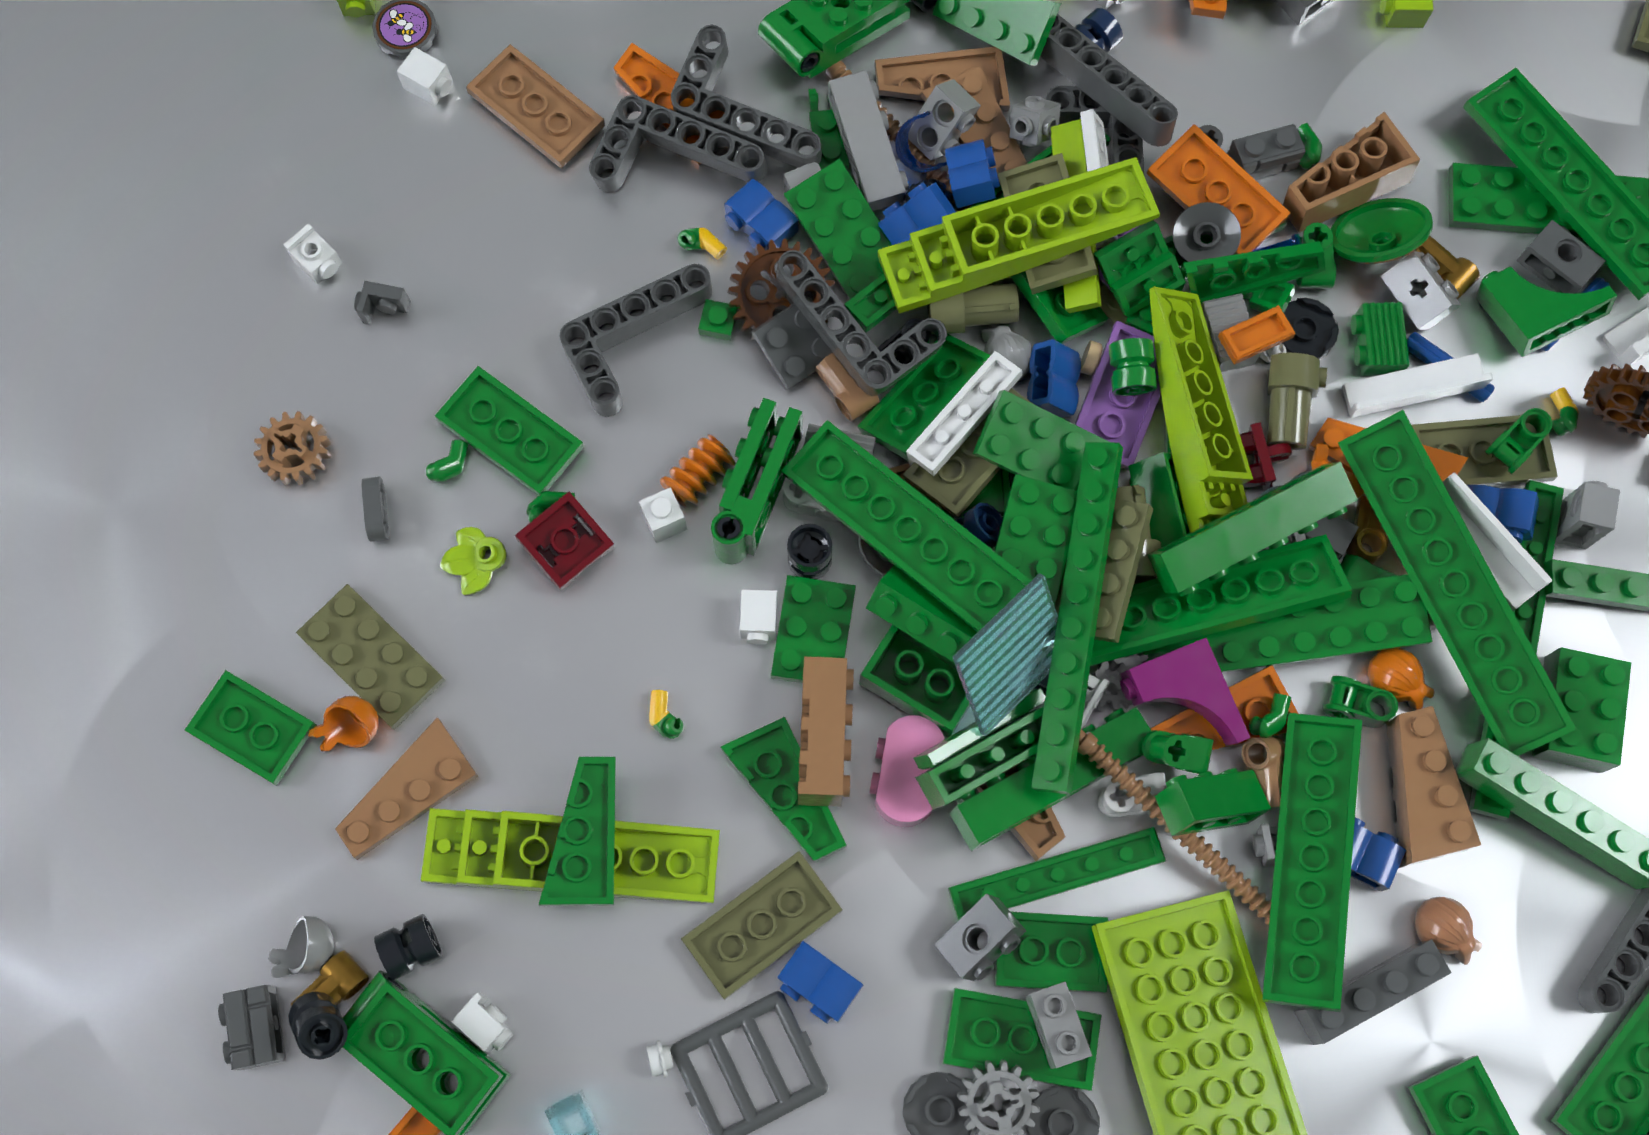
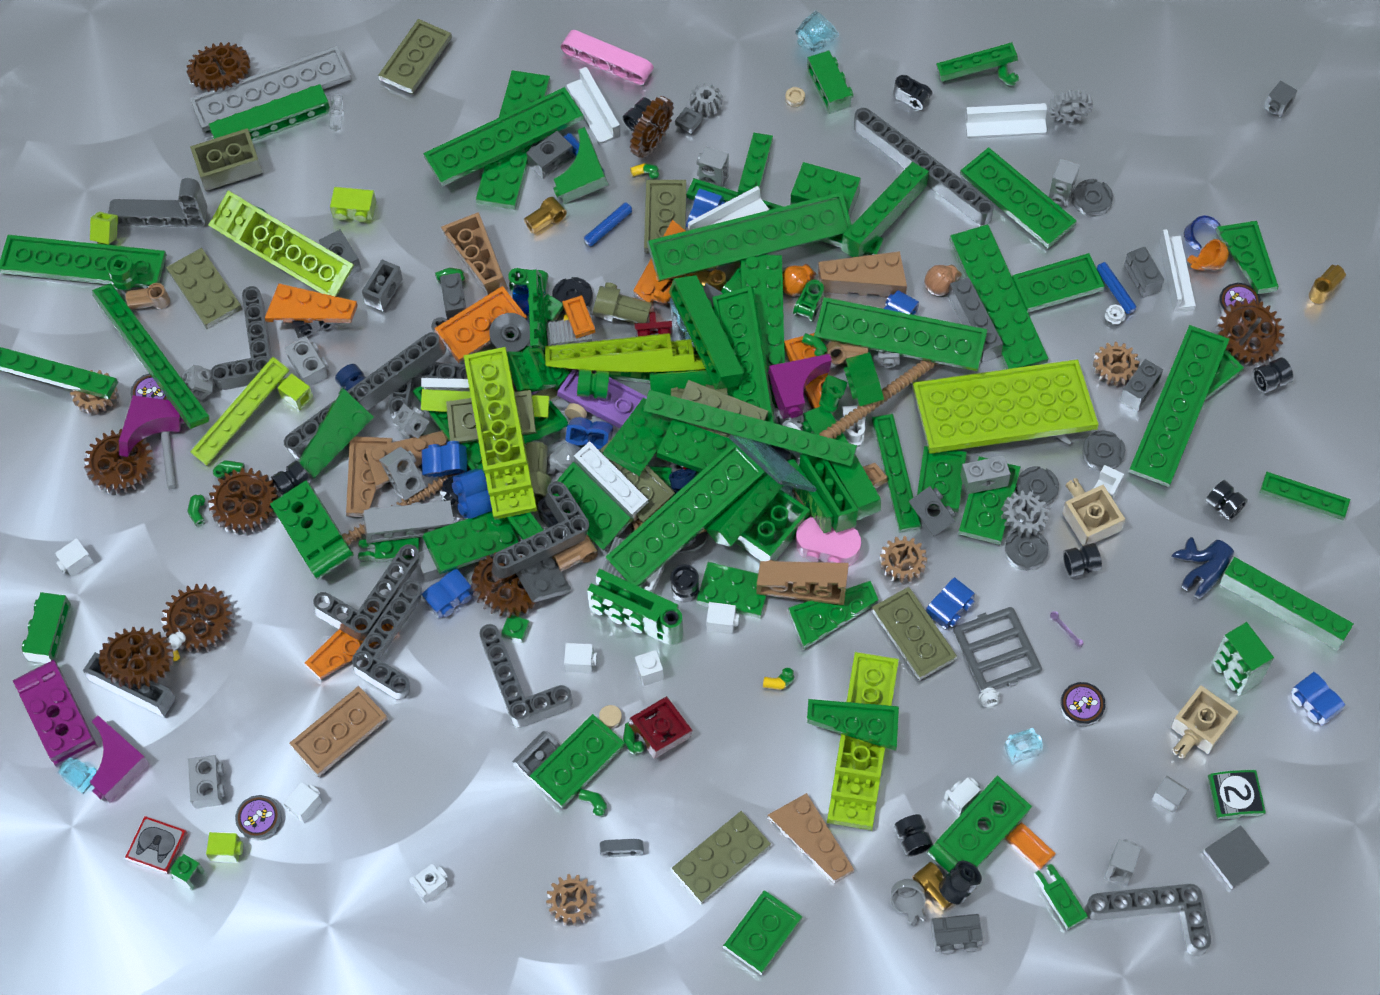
camera: 80 degrees left, 10 degrees down
(347, 722) = (766, 867): orange piece -> none
(383, 297) = (471, 834): dark grey bracket -> none
(469, 561) = (663, 791): lime plate -> none
(520, 374) = (536, 753): none -> dark grey slope
(585, 471) = (610, 716): none -> tan tile
(673, 413) = (579, 658): none -> white brick
(697, 470) = (621, 644): orange piece -> none
(701, 239) = (456, 633): arm -> none
(903, 151) = (428, 496): clear blue helmet -> none
(908, 904) = (909, 566): none -> medium nougat gear
(1267, 49) = (382, 285): none -> dark grey brick
(1380, 338) = (586, 255): green brick -> none
(1381, 230) = (518, 241): green dish -> none
(1405, 284) = (571, 229): brick -> none
(1415, 385) = (620, 242): white panel -> none
(1429, 1034) = (998, 293): none -> green plate
(1517, 442) = (666, 194): green piece -> none

